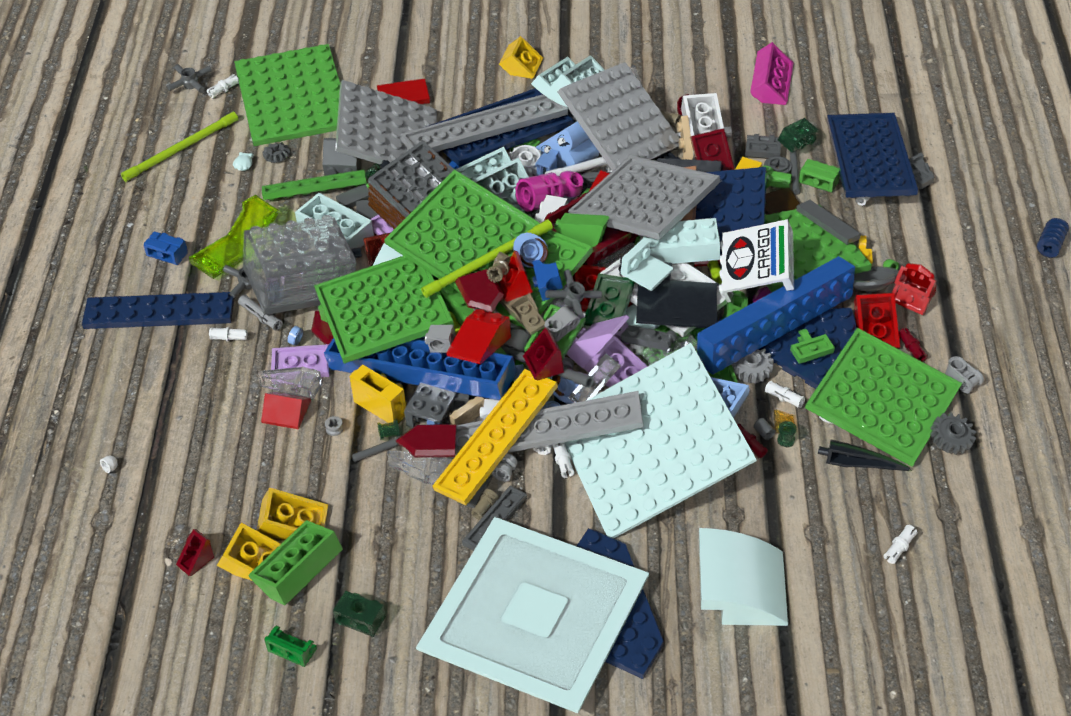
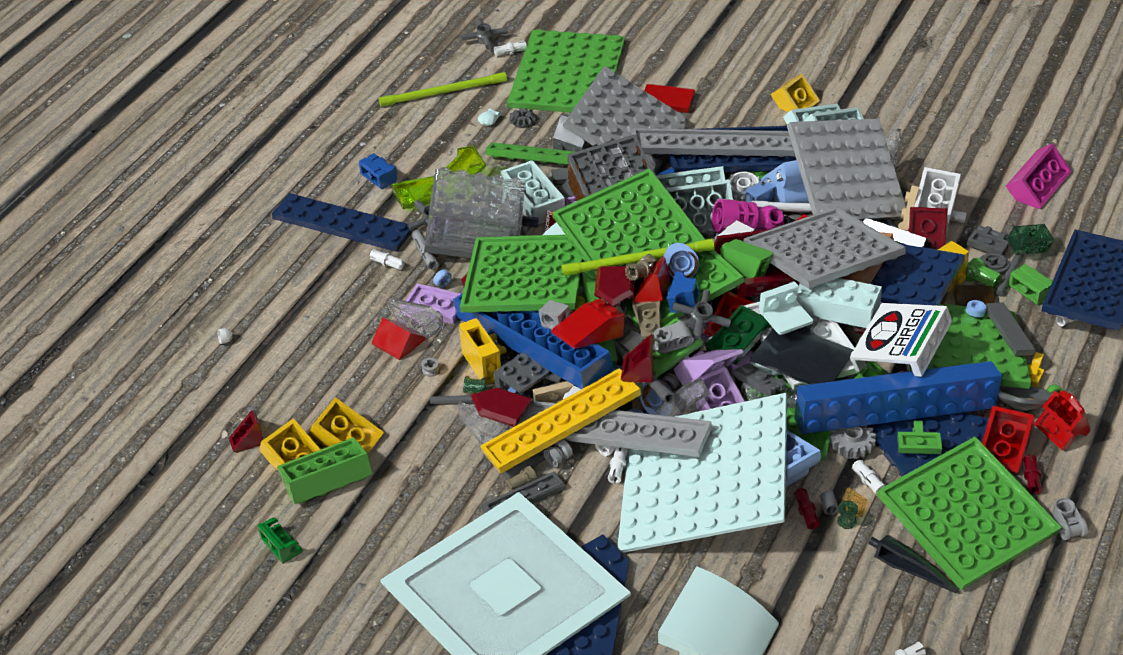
camera: 25 degrees right, 5 degrees down
(367, 621) = (353, 534): clear green brick -> none
(791, 212) = (976, 308): none -> light blue tile
(952, 433) = (1020, 572): dark grey gear -> none

